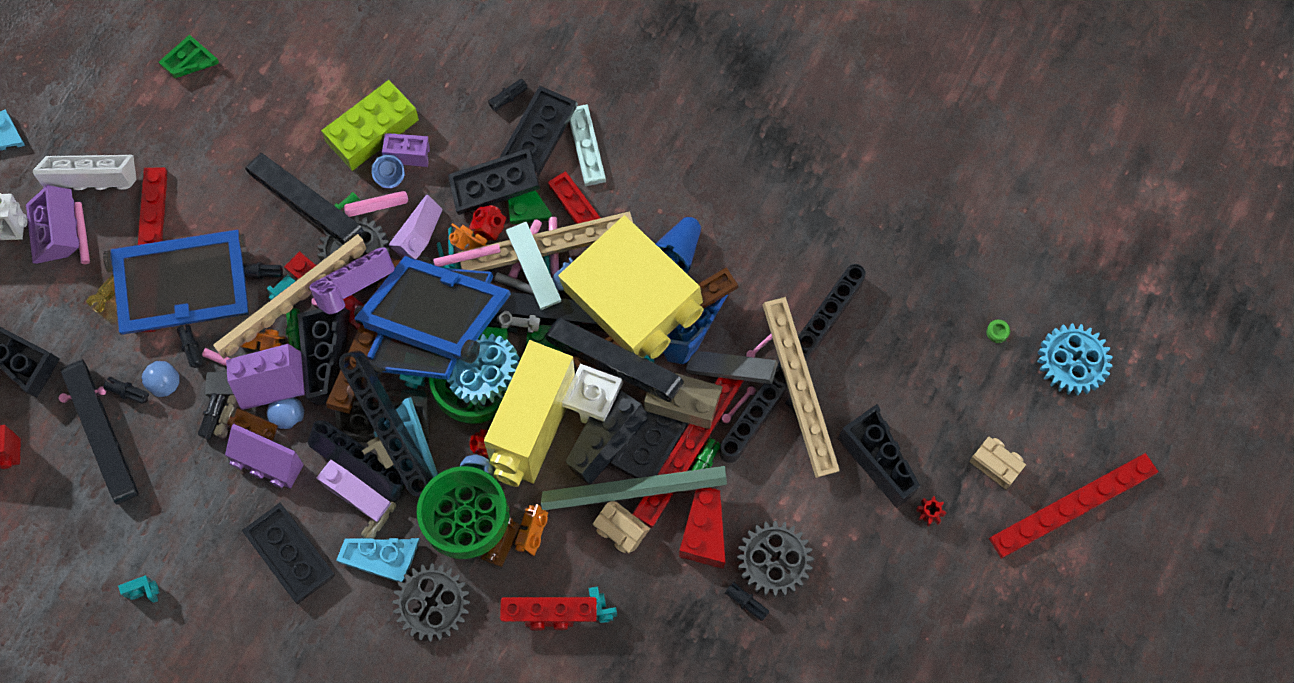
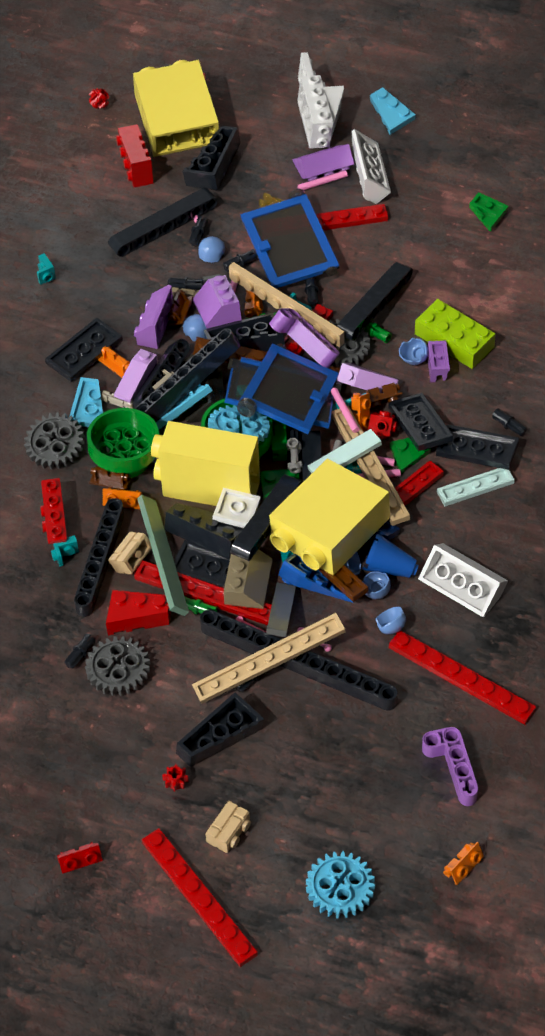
camera: 85 degrees right, 15 degrees down
(319, 514) = (114, 361): none -> orange hinge
(376, 203) = (384, 350): bright pink axle -> none
(445, 208) = (389, 394): none -> reddish brown hinge
(626, 572) = (107, 531): none -> black beam
(707, 263) = (378, 584): none -> medium blue hair
(713, 177) = (462, 579): none -> white slope
(758, 256) = (391, 620): none -> medium blue hair
(832, 203) = (462, 677): none -> red plate
(973, 220) = (456, 766): none -> medium lavender beam
(998, 331) = (359, 822): bright green tile -> none
(1016, 618) = (80, 858): none -> red hinge
(1062, 243) = (469, 858): none -> orange hinge

